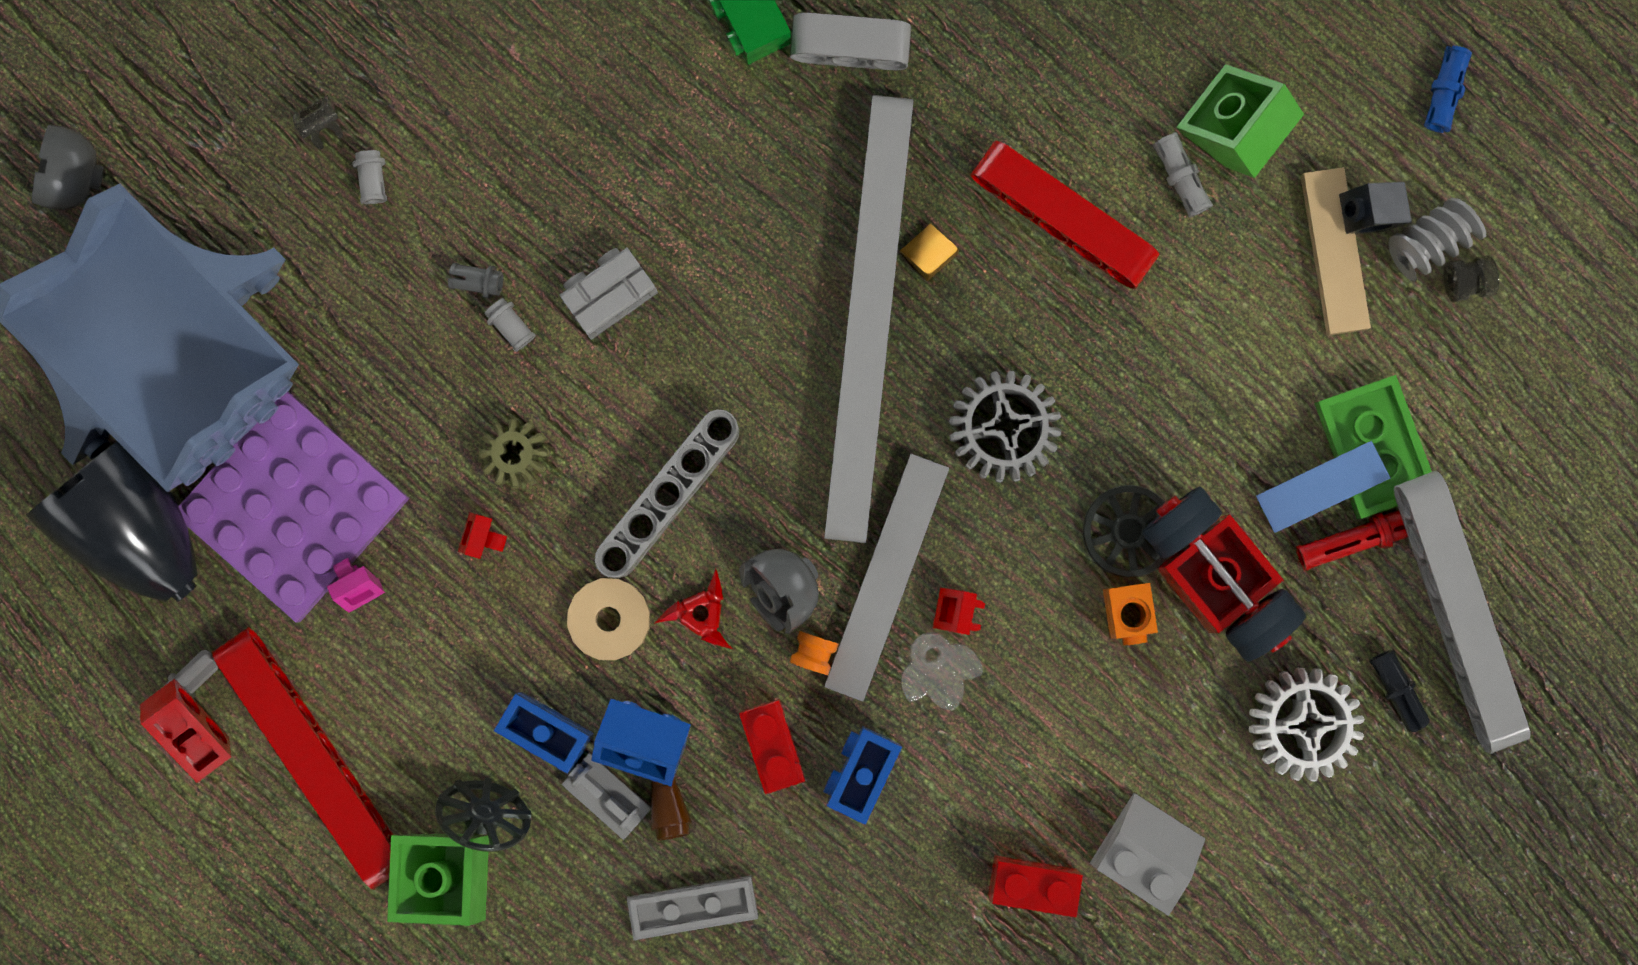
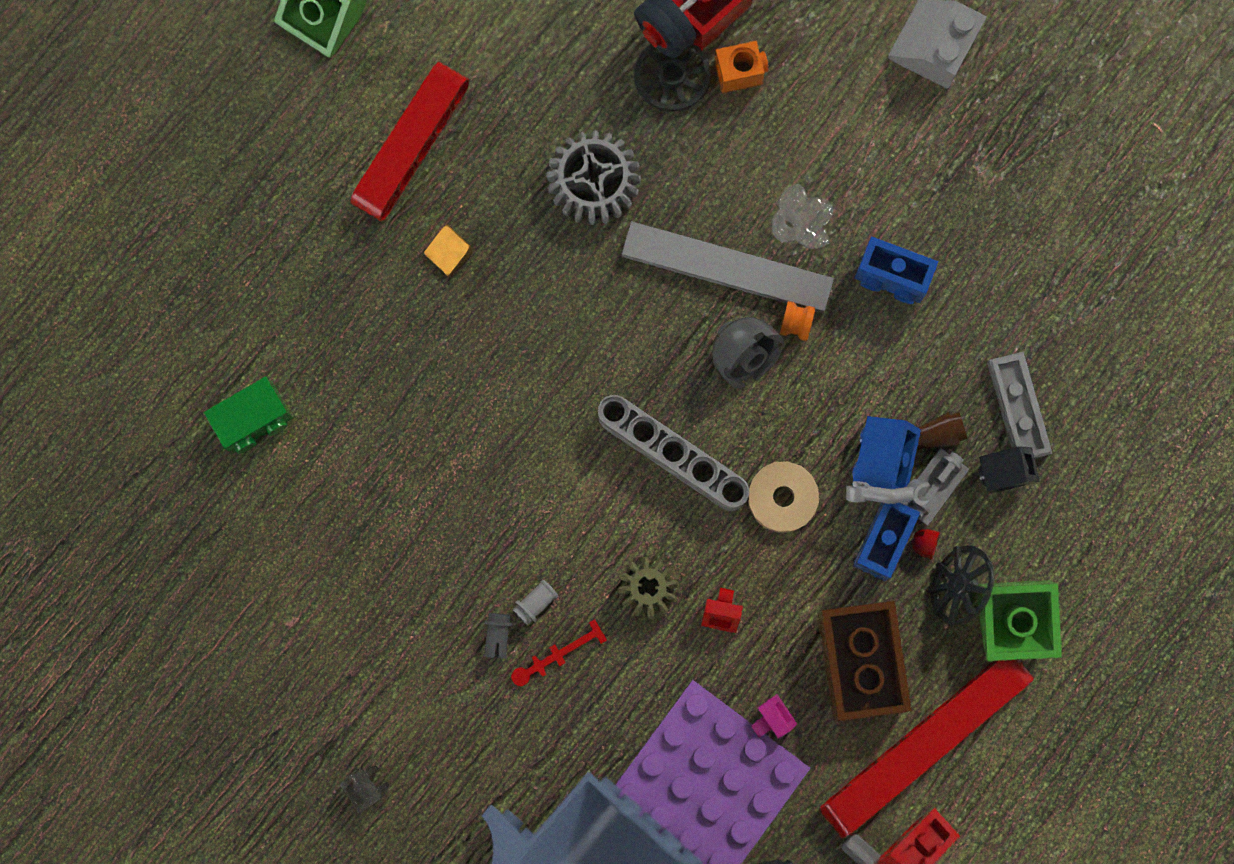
camera: 90 degrees left, 5 degrees down
(370, 176) = (411, 737): light grey pin -> none
(405, 693) = (864, 661): none -> reddish brown brick
(430, 305) = (521, 676): none -> red piece
(541, 779) = (925, 542): none -> red hinge
(596, 709) = (863, 492): none -> light grey arm
(607, 292) = (501, 518): light grey brick -> none
(615, 885) = (1008, 469): none -> black brick
(684, 612) = (782, 412): red piece -> none
(772, 746) = (878, 348): red brick -> none
(850, 41) = (270, 328): light grey beam -> none
(869, 319) = (508, 296): light grey beam -> none
(956, 611) = (752, 206): red tile -> none
(1035, 886) = (972, 127): red brick -> none
(1182, 174) = (370, 48): light grey pin -> none

